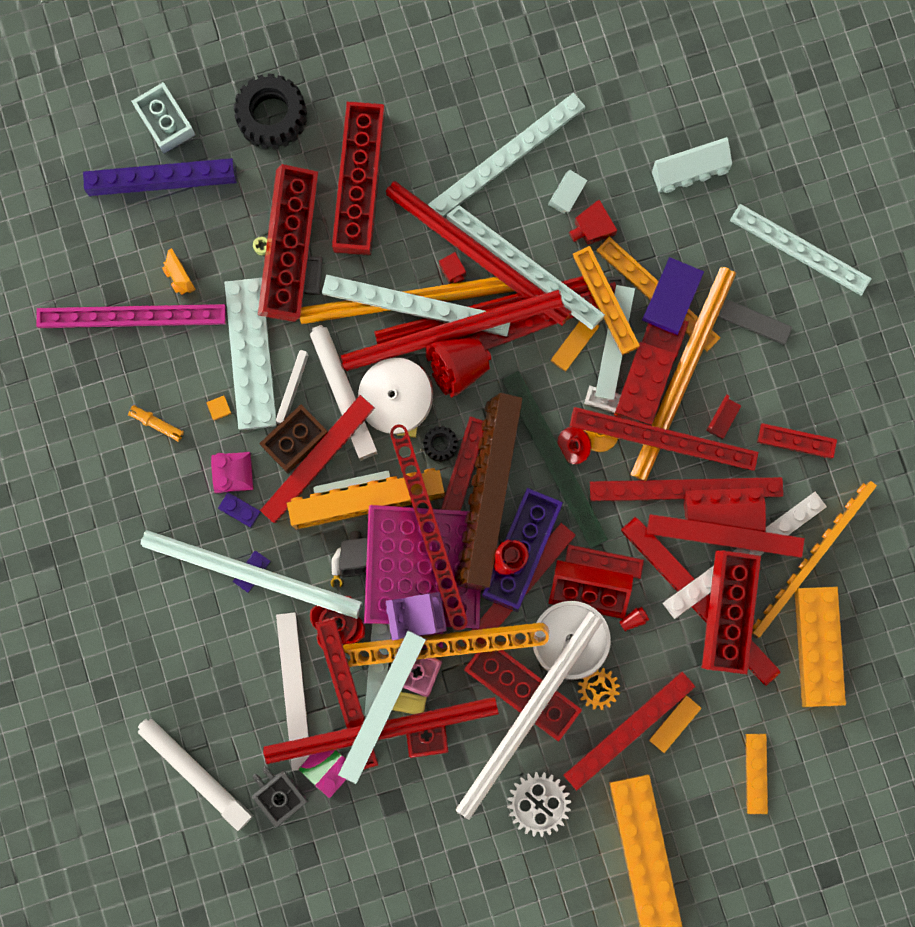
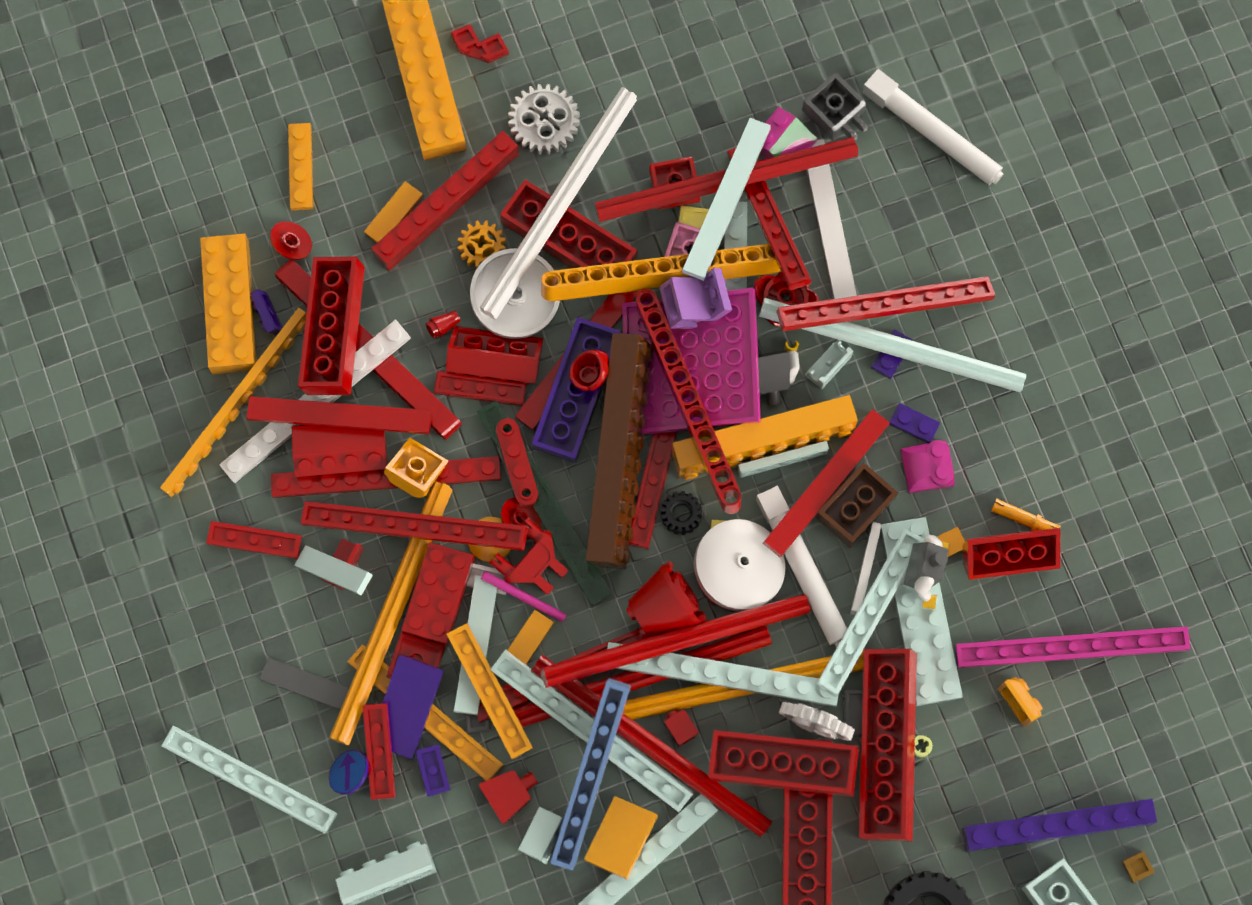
camera: 170 degrees right, 5 degrees down
(102, 145) = (1138, 867): none -> pearl gold tile
(170, 389) = (1012, 553): none -> red slope
(240, 379) = (927, 568): none -> dark grey torso
(253, 607) = (885, 303): none -> plate
(291, 347) = (868, 615): none -> light aqua tile
(306, 563) = (829, 364): none -> light aqua hinge
(353, 265) = (817, 721): none -> white gear
(373, 224) = (783, 763): none -> red brick
(505, 186) = (620, 837): none -> light orange tile
(526, 228) = (590, 774): none -> medium blue brick
(562, 407) = (534, 561): none -> red connector
(575, 380) = (523, 596): none -> dark pink bar
(575, 491) = (517, 462): none -> red plate
(587, 876) = (485, 50): none -> red tile
(652, 247) = (433, 770): none -> dark purple plate
(661, 488) = (415, 468): none -> light orange slope
(696, 262) = (379, 751): none -> red plate
(720, 247) = (348, 772): none -> blue piece
(731, 405) = (333, 570): none -> light aqua tile
(760, 707) = (290, 240): none -> red dish
(786, 637) = (263, 306): none -> dark purple plate

